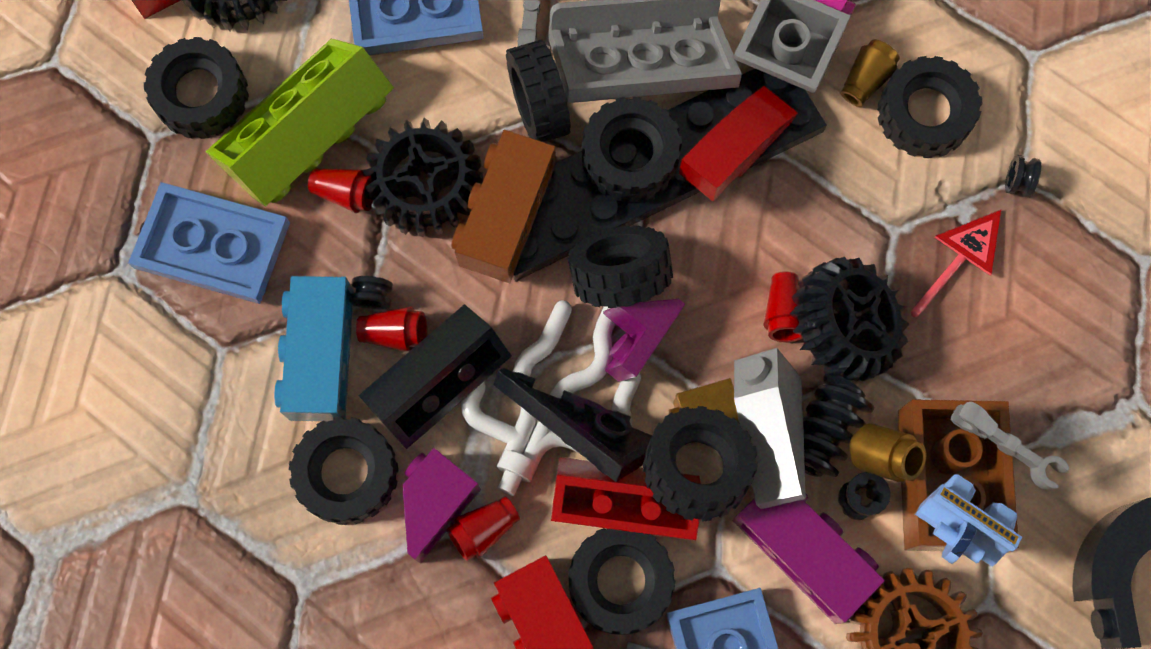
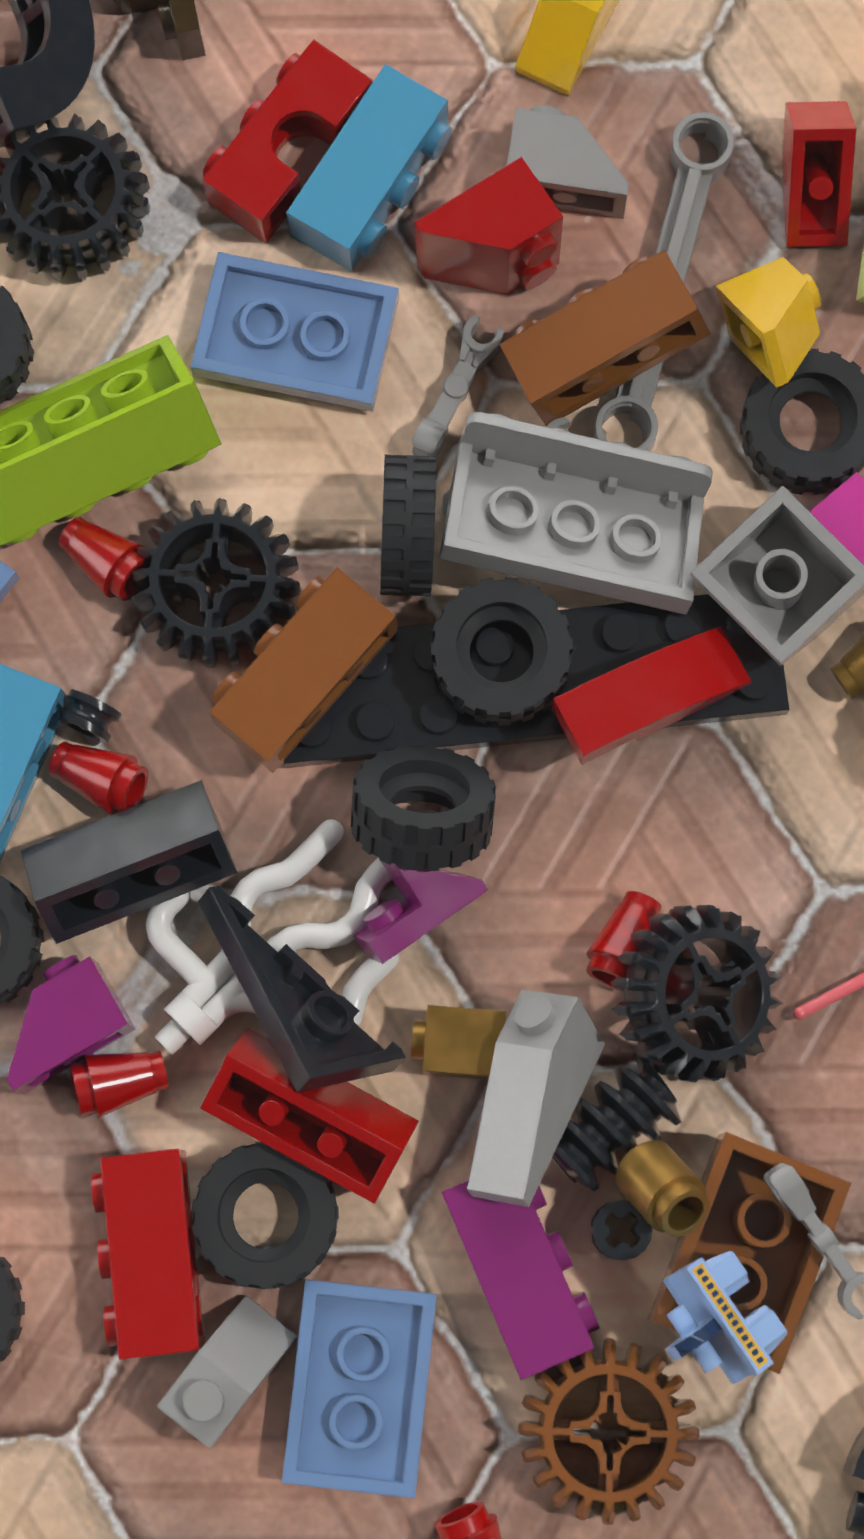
camera: 25 degrees right, 5 degrees up
(719, 433) = (444, 1070): black tyre -> none

